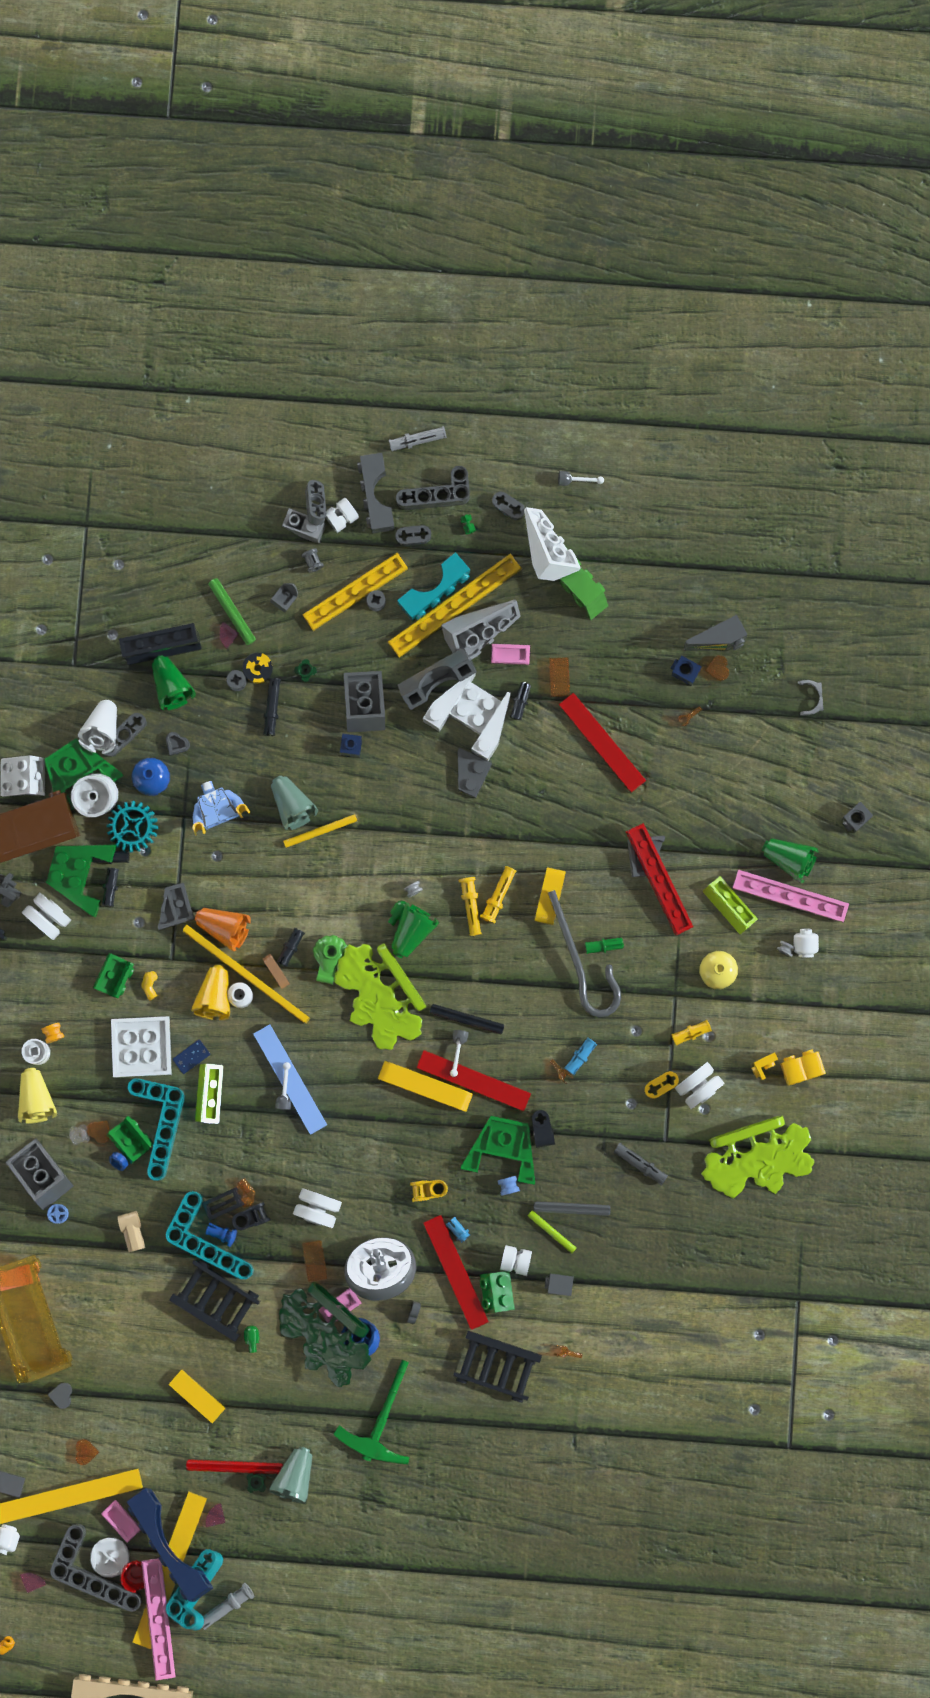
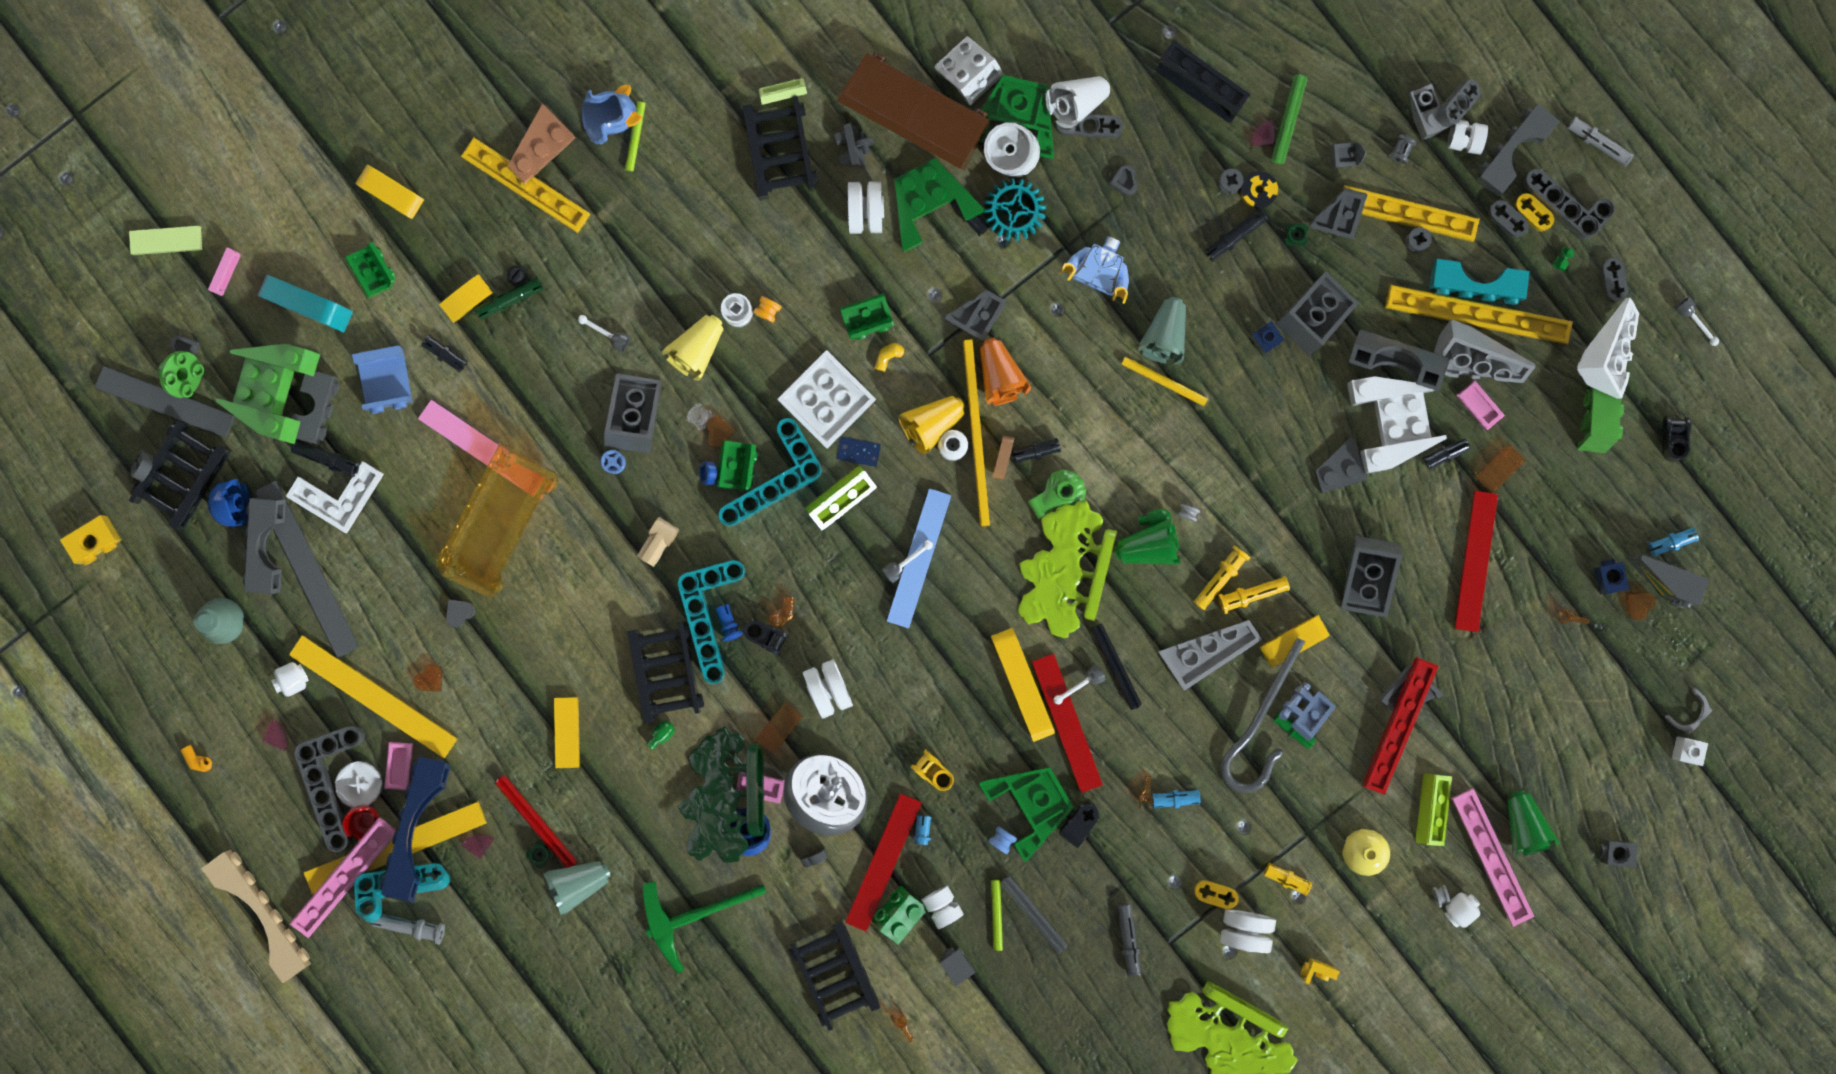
camera: 40 degrees right, 5 degrees up
(110, 887) = (942, 240): black pin -> none
(150, 776) = (1074, 184): blue cylinder -> none
(170, 684) = (1173, 125): green cone -> none
(236, 1198) = (771, 607): black tile -> none
(317, 632) = (1341, 214): none -> dark grey wing
(424, 511) = (1537, 208): none -> yellow beam
(508, 959) = (1203, 655): none -> light grey wing
(553, 814) = (1371, 576): none -> dark grey slope
(605, 927) = (1312, 716): none -> sand blue plate
(634, 552) = (1676, 433): none -> black piece
(698, 614) = (1673, 541): none -> dark azure pin
(802, 1068) = (1347, 1008): yellow brick -> none
(833, 719) = (1689, 751): none -> white brick

